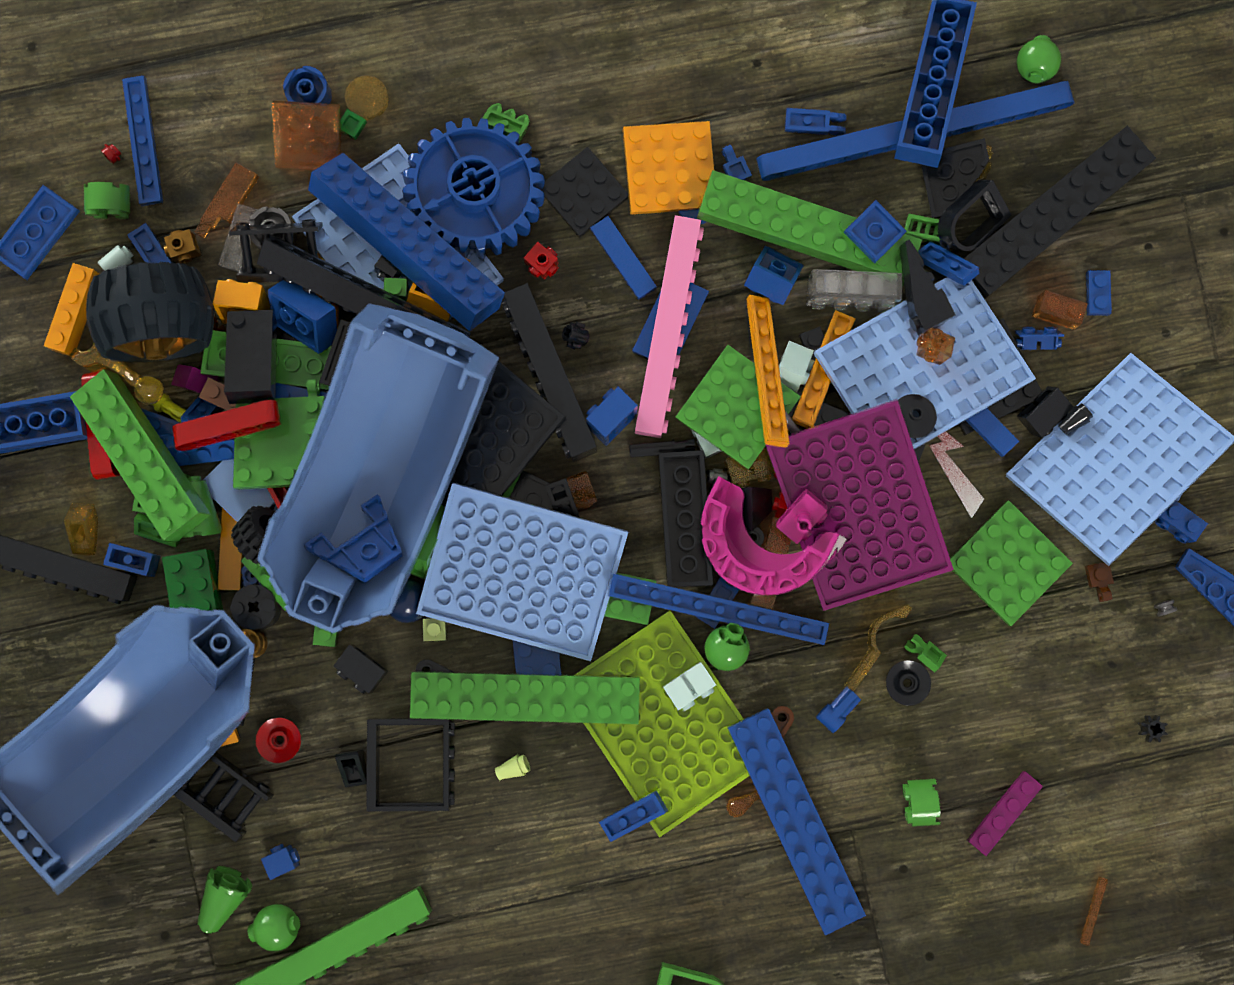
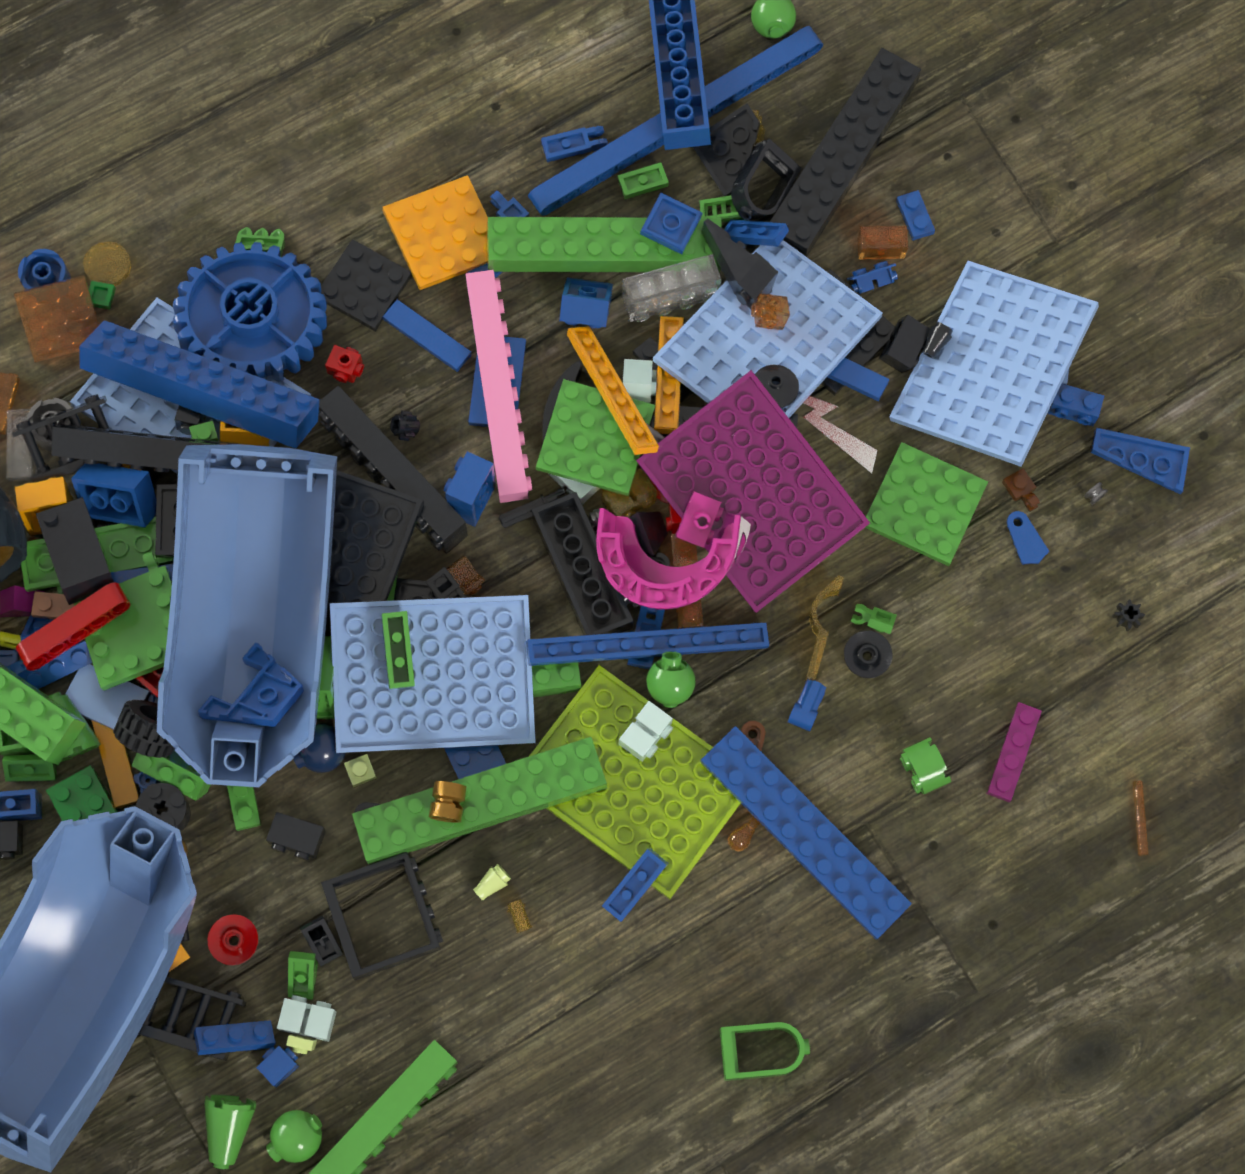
camera: 25 degrees left, 10 degrees down
(251, 826) = (234, 1037): none -> blue plate
(306, 849) = (301, 1044): none -> yellowish green plate
(320, 830) = (307, 1019): none -> light aqua piece
(326, 791) = (302, 974): none -> bright green slope
(494, 696) = (447, 801): none -> pearl gold wheel
(496, 547) = (397, 650): none -> bright green brick
(526, 805) = (519, 916): none -> clear yellow pin
(734, 341) = (571, 374): none -> black slope
(864, 178) = (643, 180): none -> bright green plate
(1087, 627) = (1026, 539): none -> blue piece

